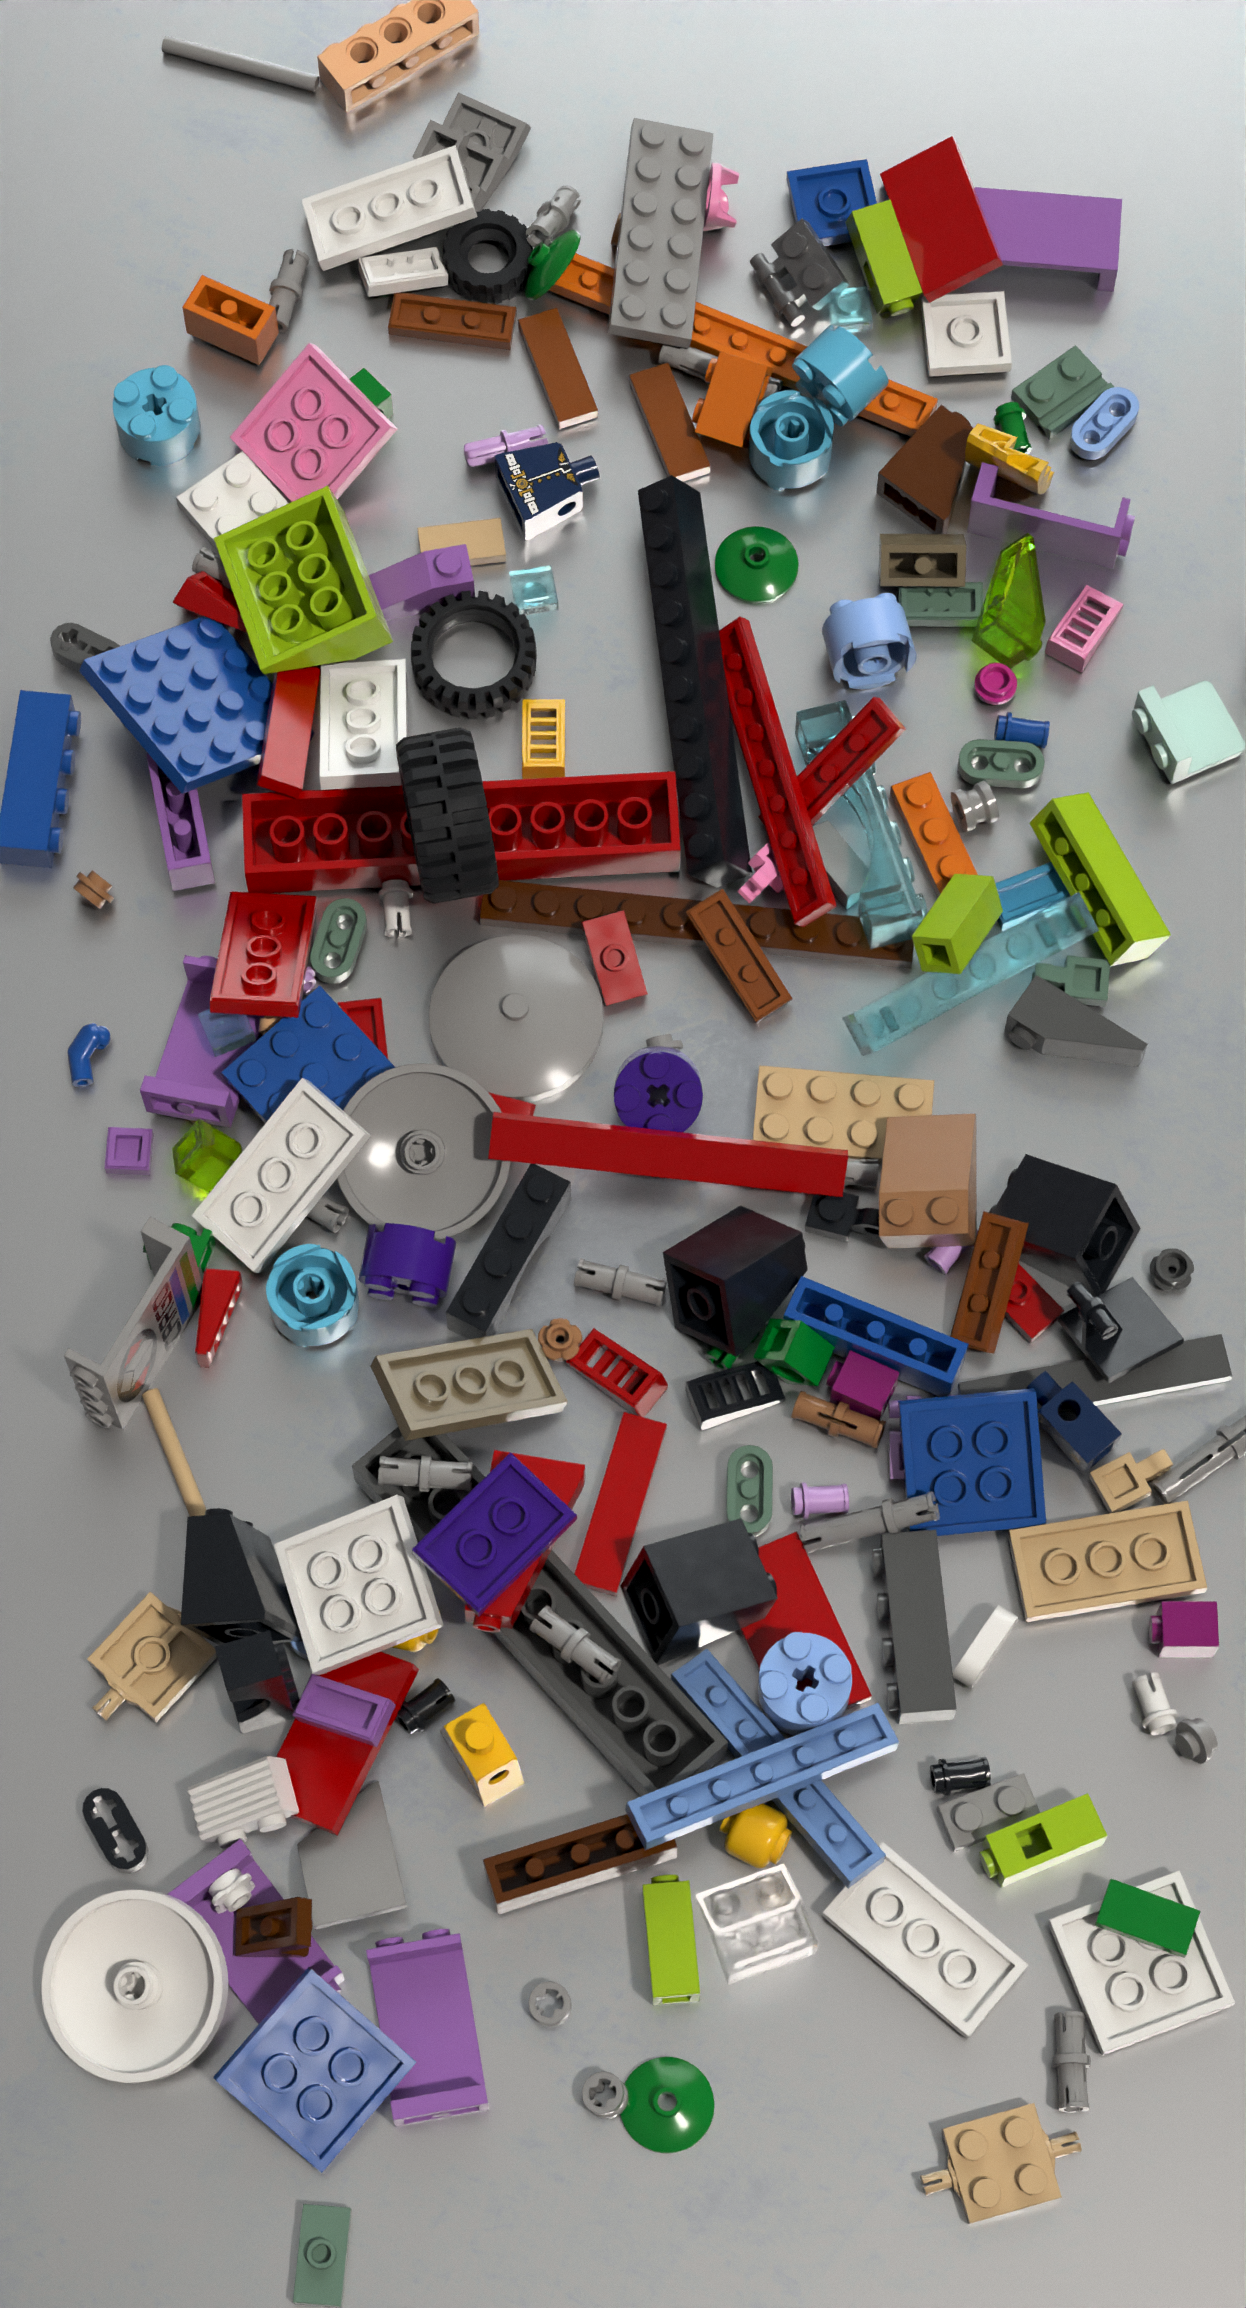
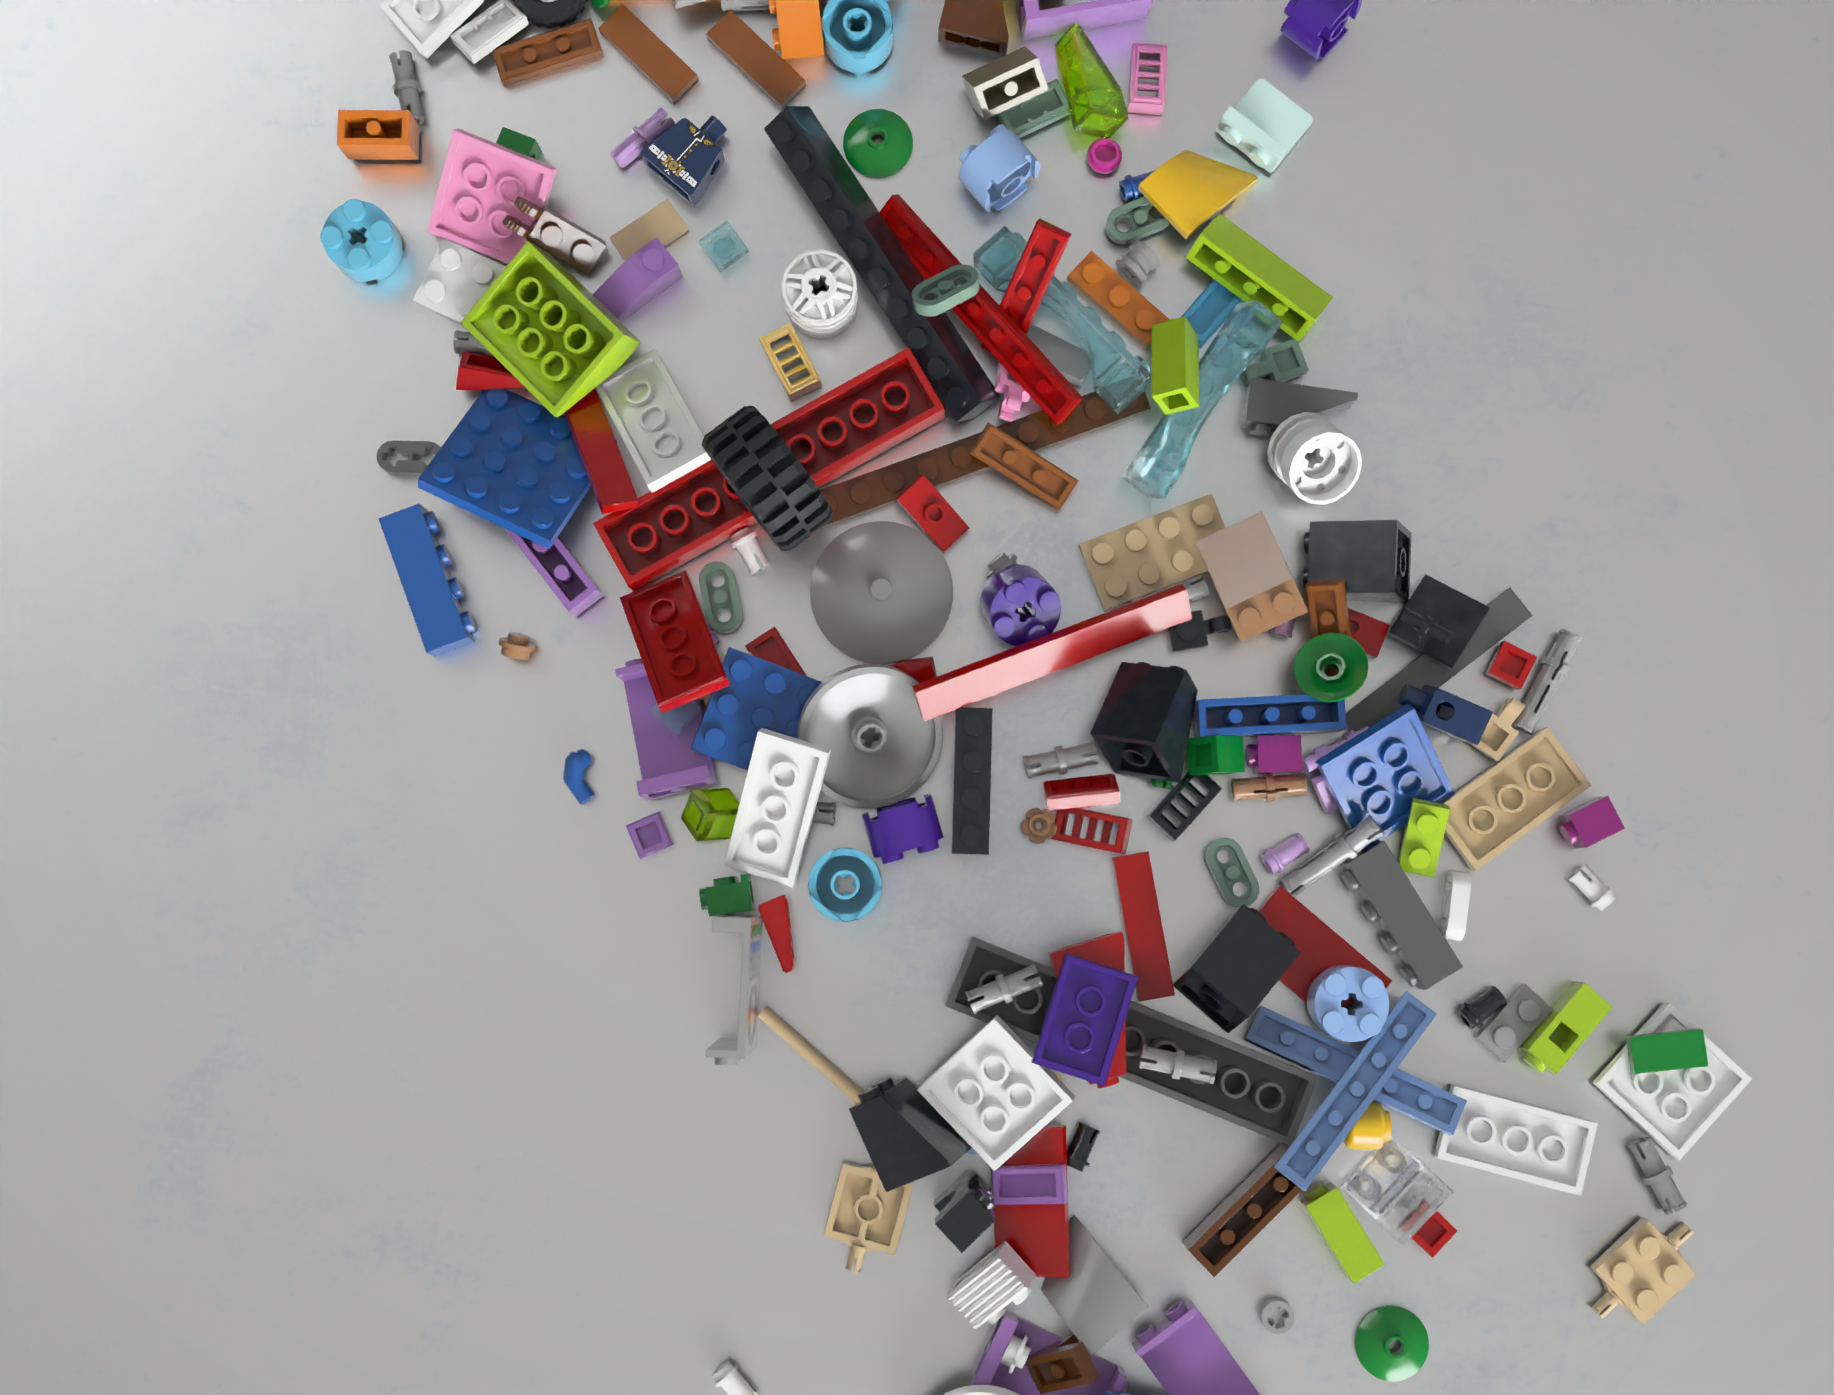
camera: 25 degrees left, 15 degrees up
(125, 1825) = (902, 1353): black beam -> none
(362, 498) = (557, 235): none -> hinge
(462, 611) = (692, 280): black tyre -> none
(468, 1384) = (996, 901): dark tan plate -> none
(483, 1753) = (1137, 1161): yellow torso -> none
(610, 681) = (829, 311): none -> white wheel
(613, 2106) = (1359, 1366): light grey bush -> none
(624, 1325) = (1081, 792): none -> red plate
(743, 729) = (945, 290): none -> sand green plate
(774, 1992) = (1434, 1234): none -> red plate
(966, 1310) = (1329, 652): none -> green dish
(984, 1553) = (1423, 837): none -> lime plate
(1061, 1110) = (1314, 458): none -> white wheel
(1075, 757) = (1194, 189): none -> yellow slope
(1172, 1258) = (1455, 546): dark grey plate -> none
(1180, 1417) = (1511, 665): none -> red plate
(1195, 1740) = (1634, 900): light grey plate -> none

